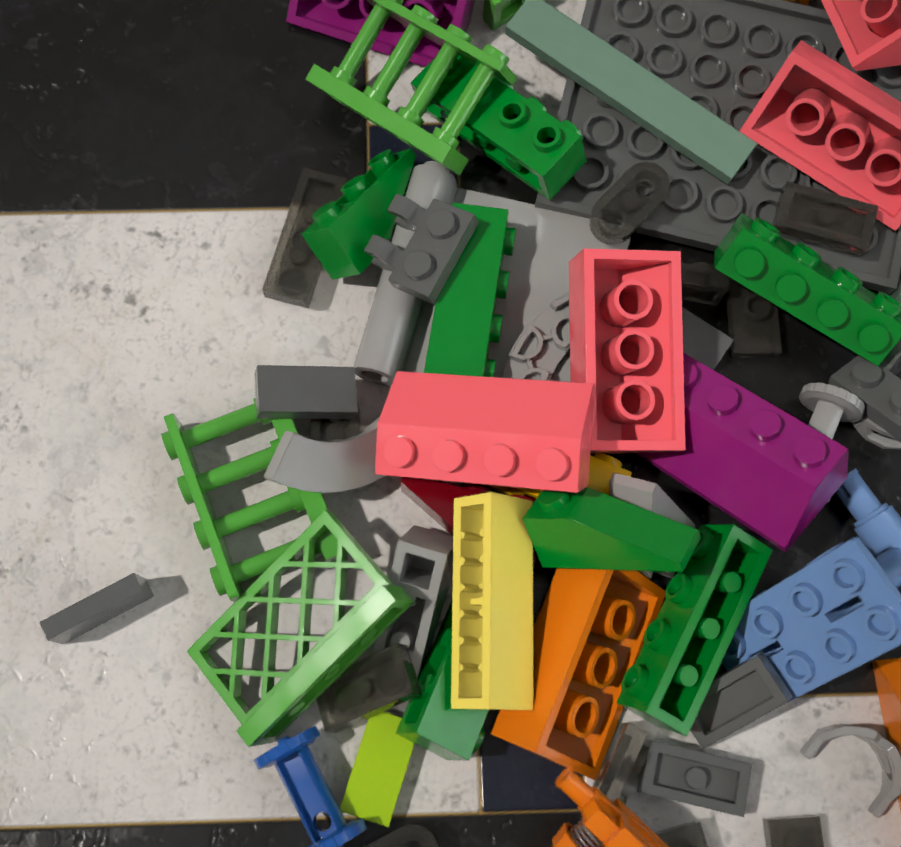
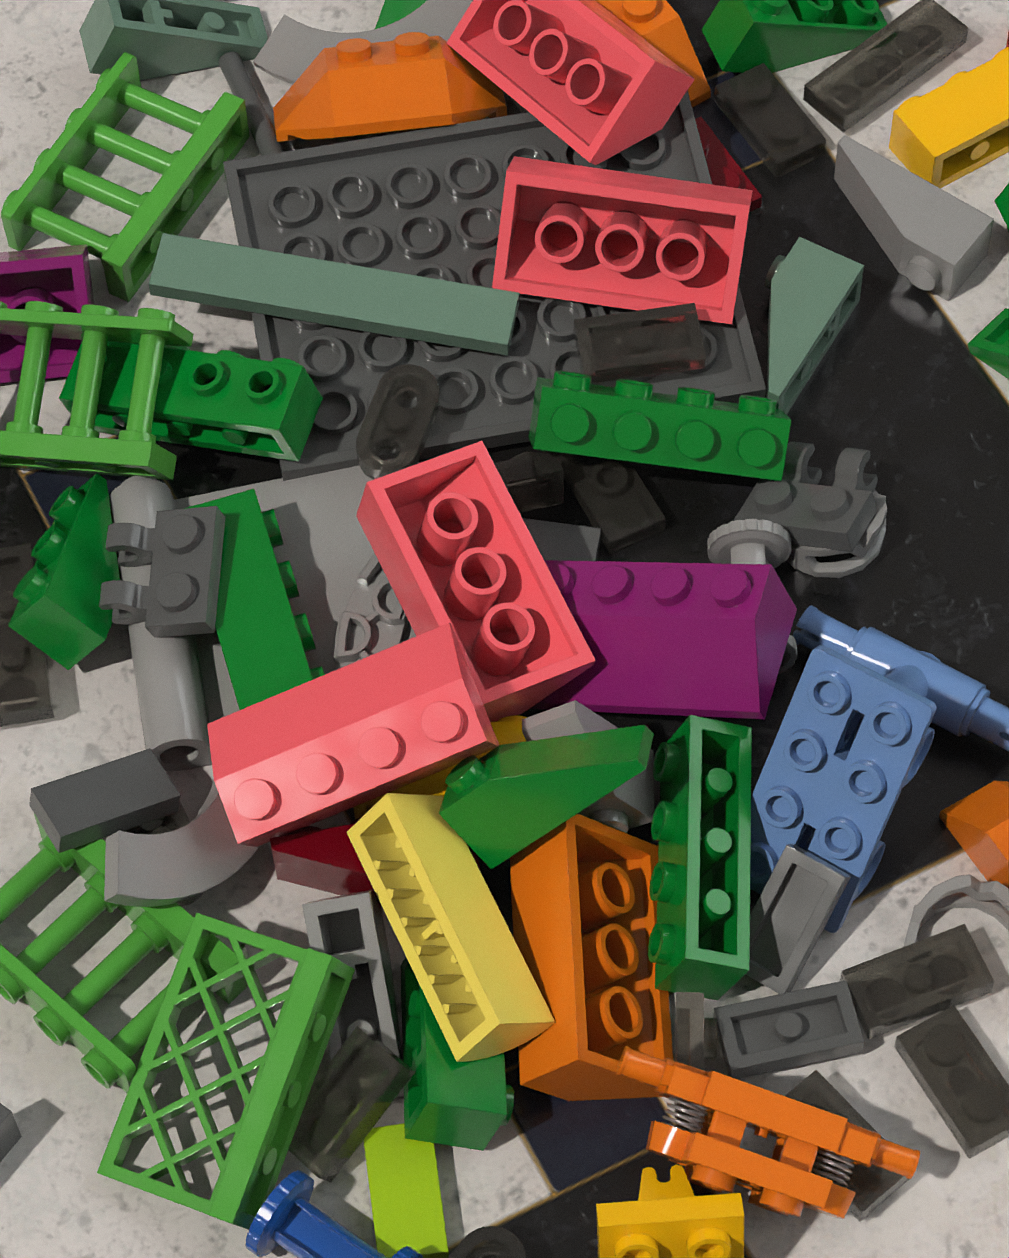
camera: 20 degrees left, 15 degrees down
(802, 785) = (917, 981): none -> clear smoke plate

